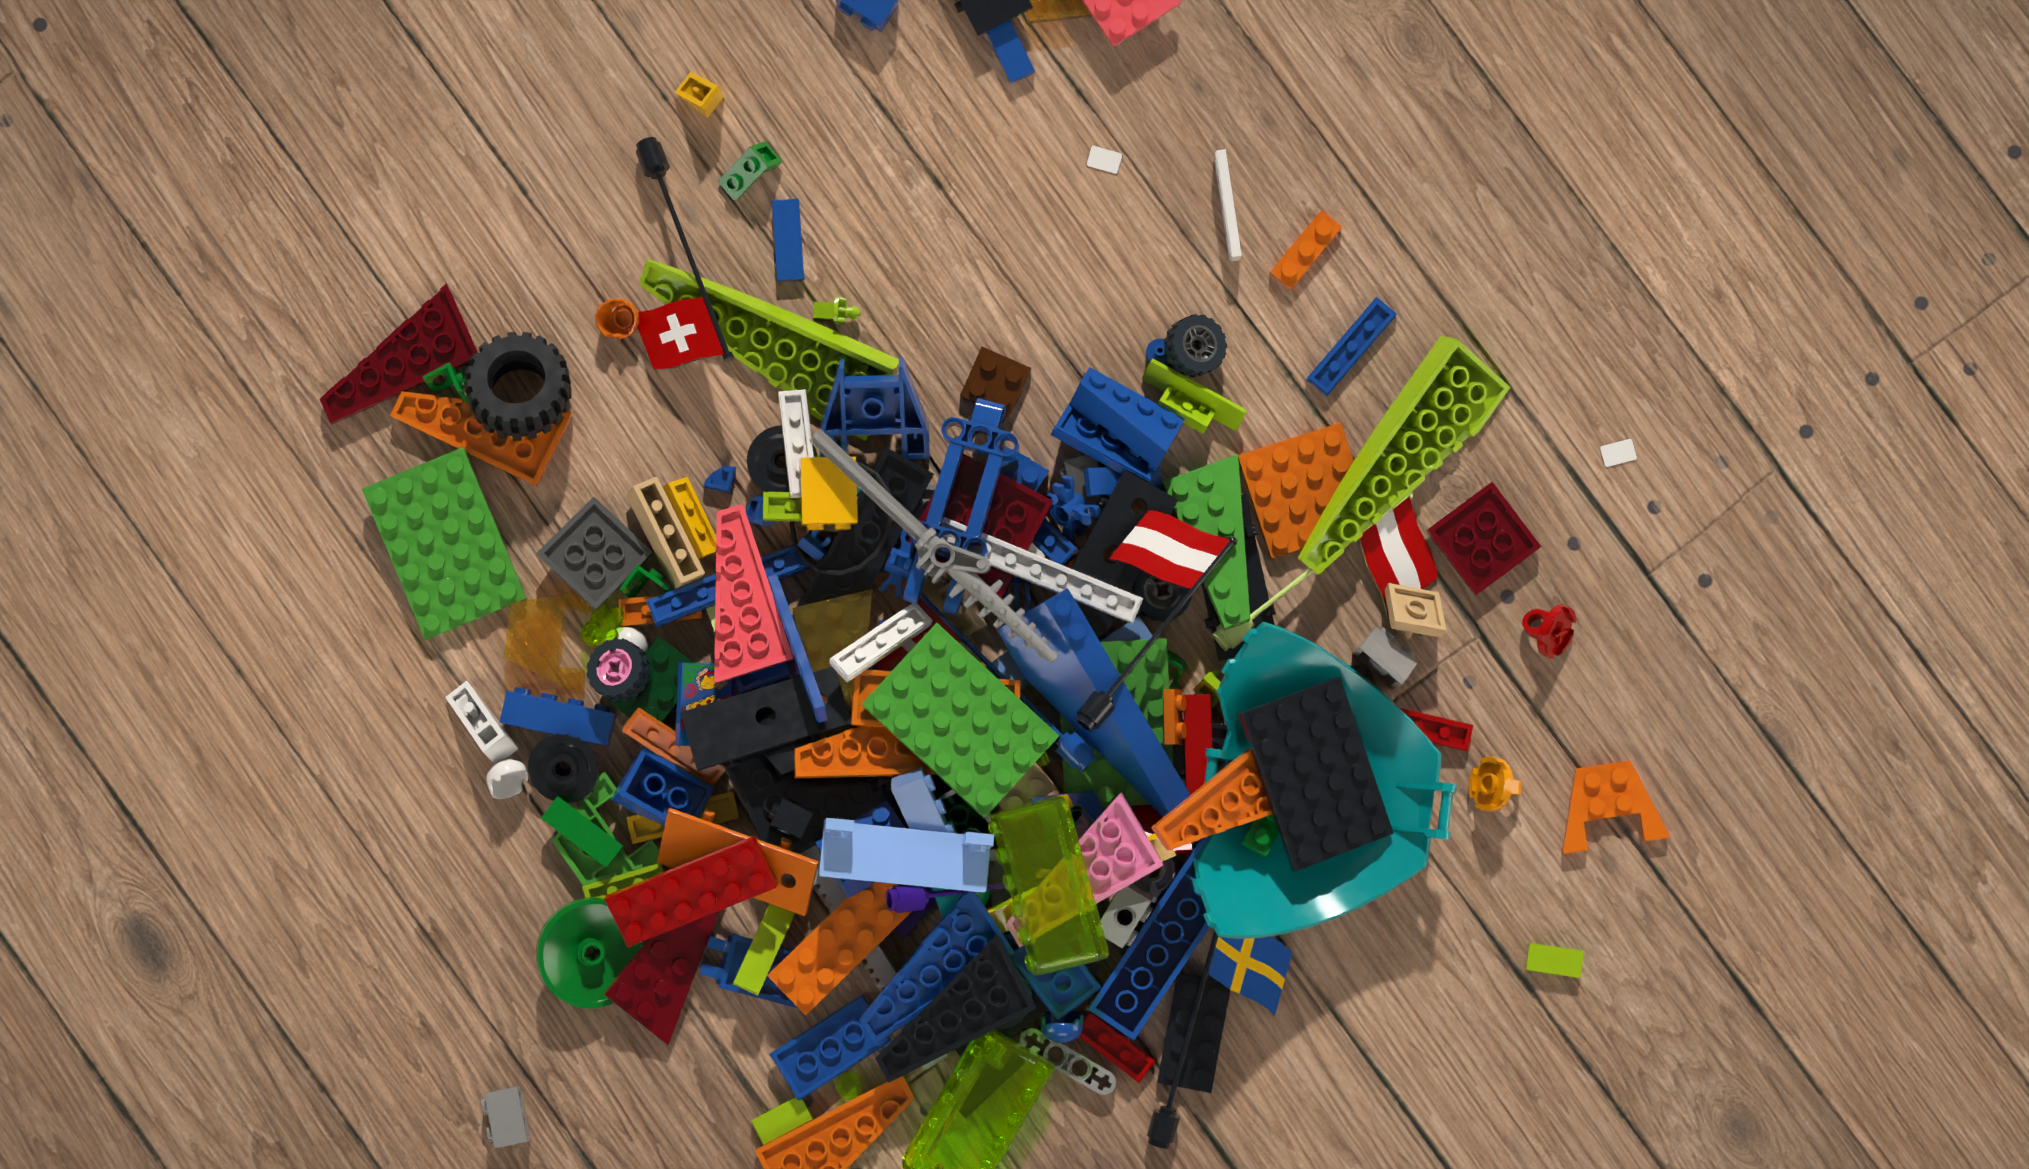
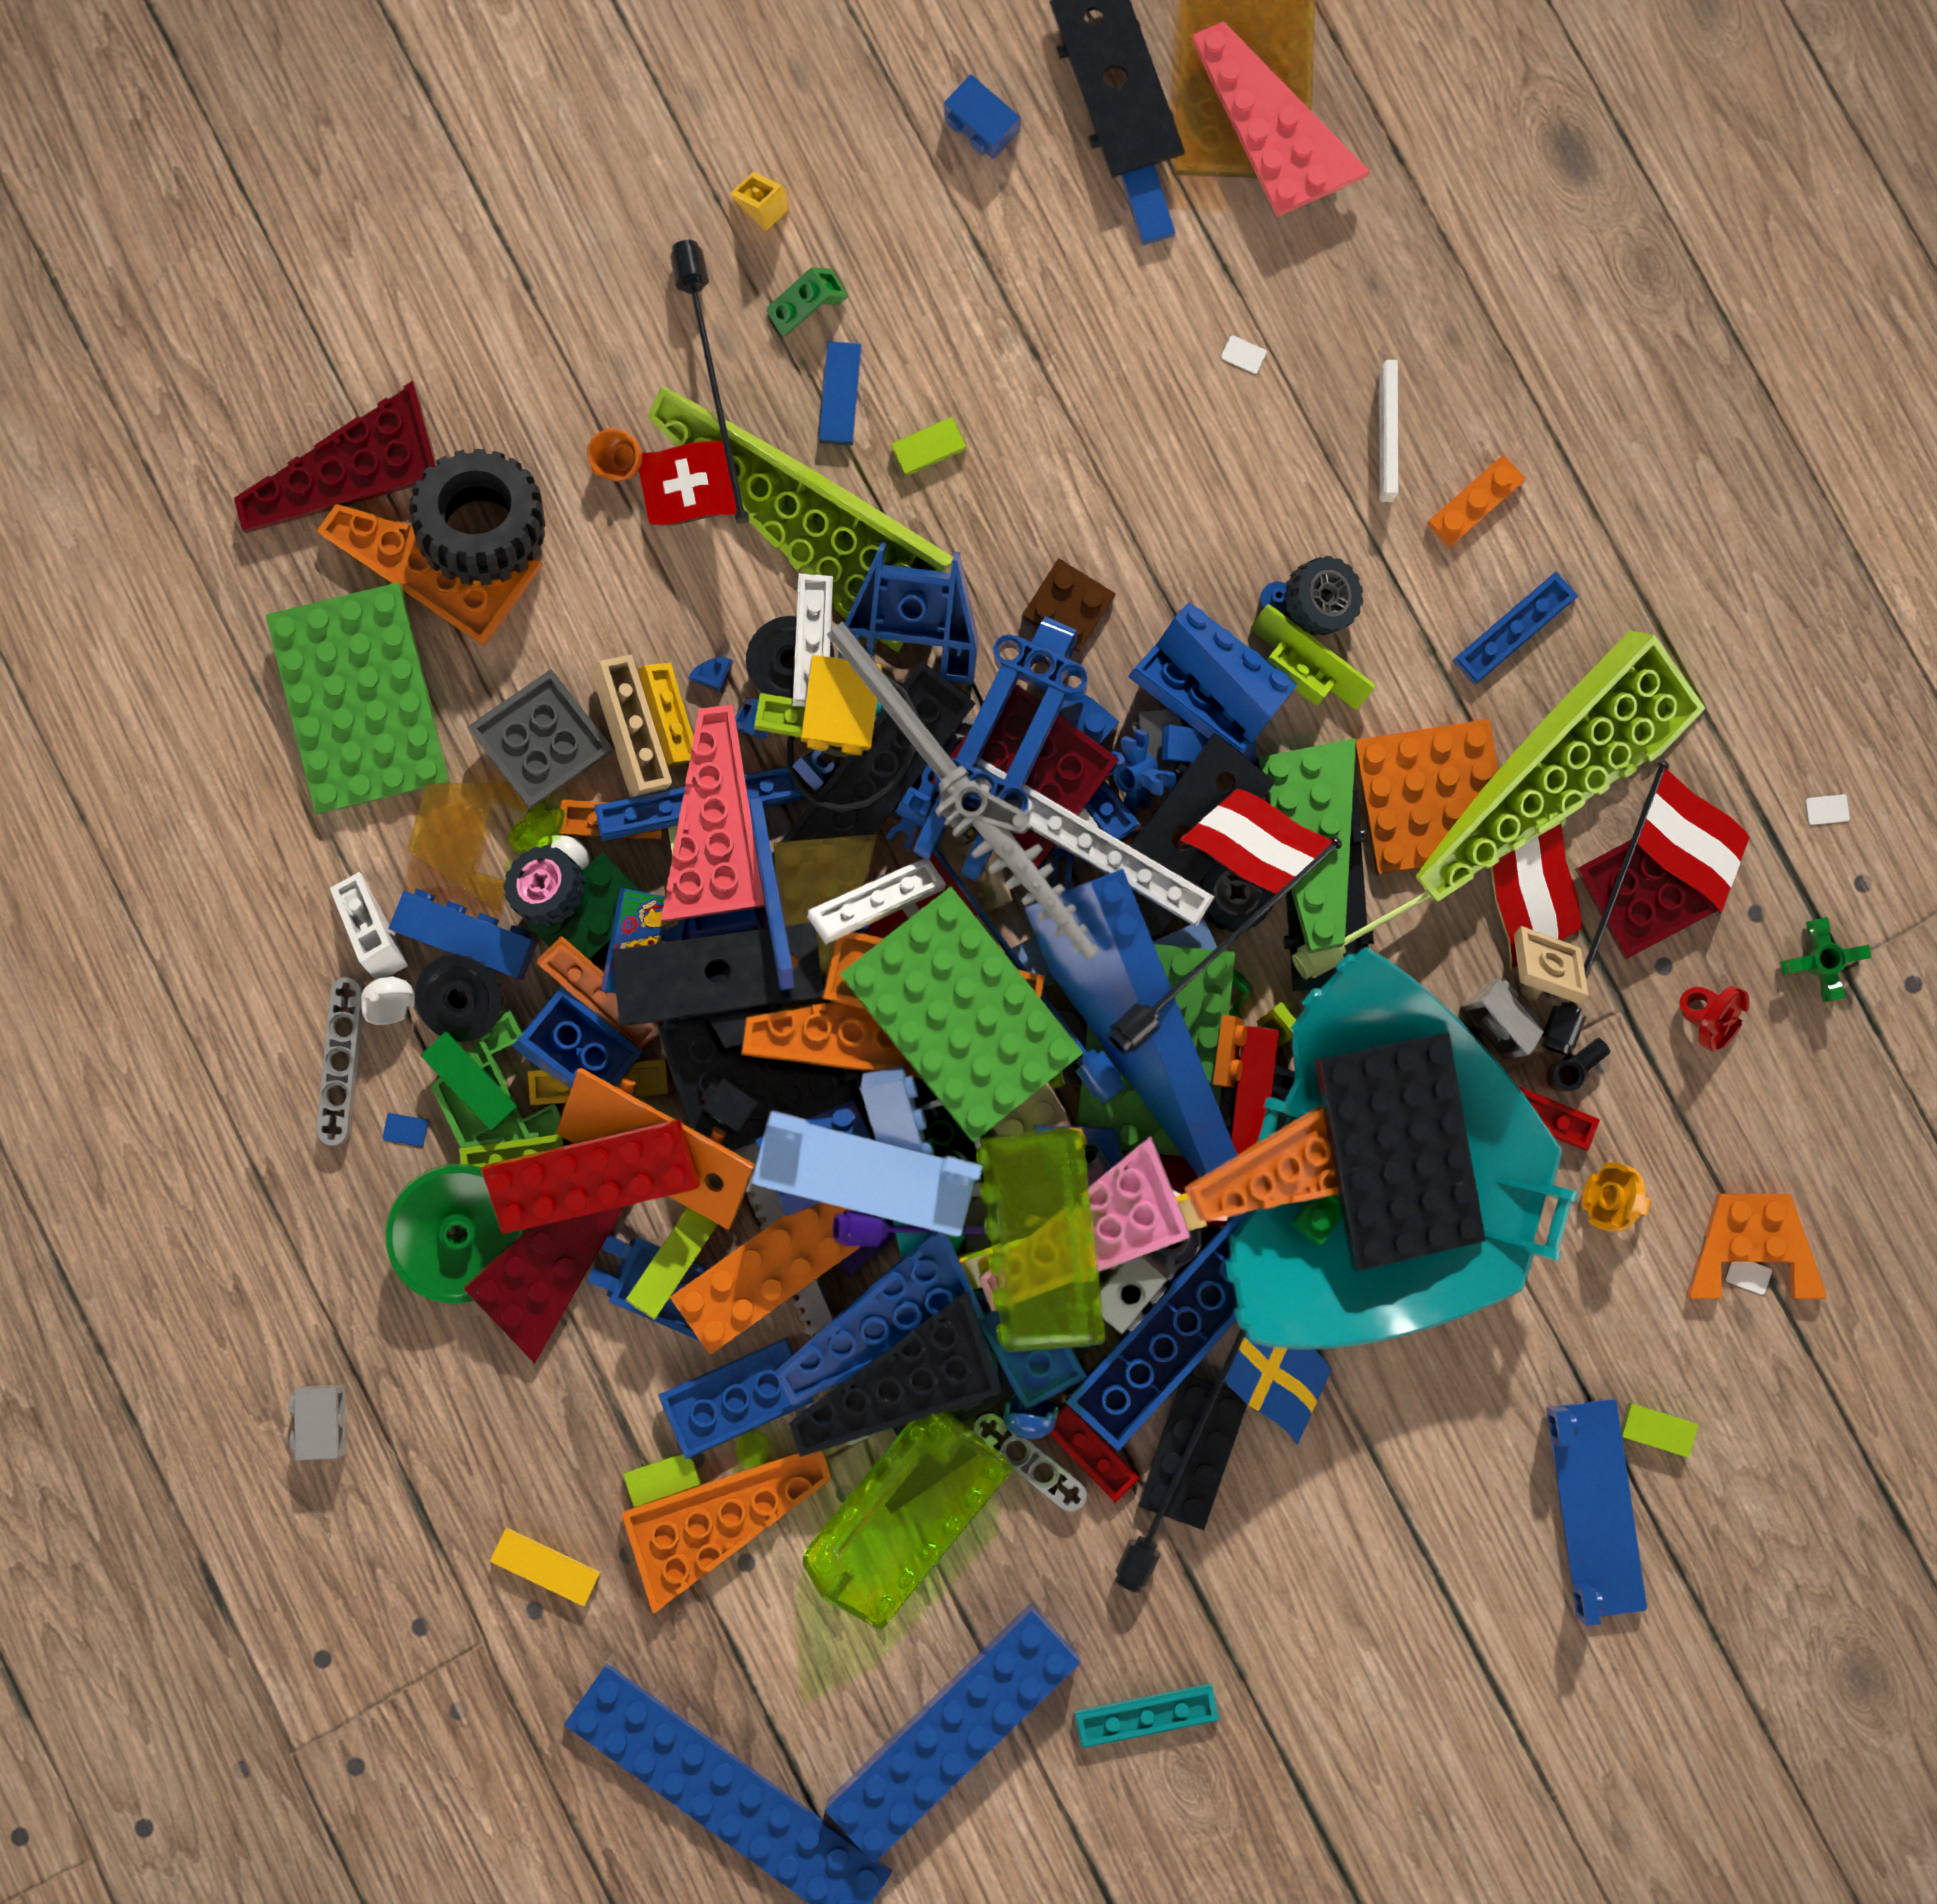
camera: 10 degrees right, 0 degrees up
(452, 378) = (401, 500): green bracket -> none
(482, 845) = (331, 1077): none -> light grey beam
(535, 878) = (405, 1129): none -> blue sticker
(643, 577) = (597, 778): green bracket -> none
(835, 311) = (884, 488): lime piece -> none
(865, 272) = (928, 446): none -> lime tile
(1450, 684) = (1578, 1064): none -> black axle
(1507, 495) = (1686, 841): none -> flag
(1514, 1029) = (1596, 1510): none -> blue bracket
(1608, 829) = (1749, 1276): none -> white sticker
(1624, 554) = (1829, 978): none -> green pin

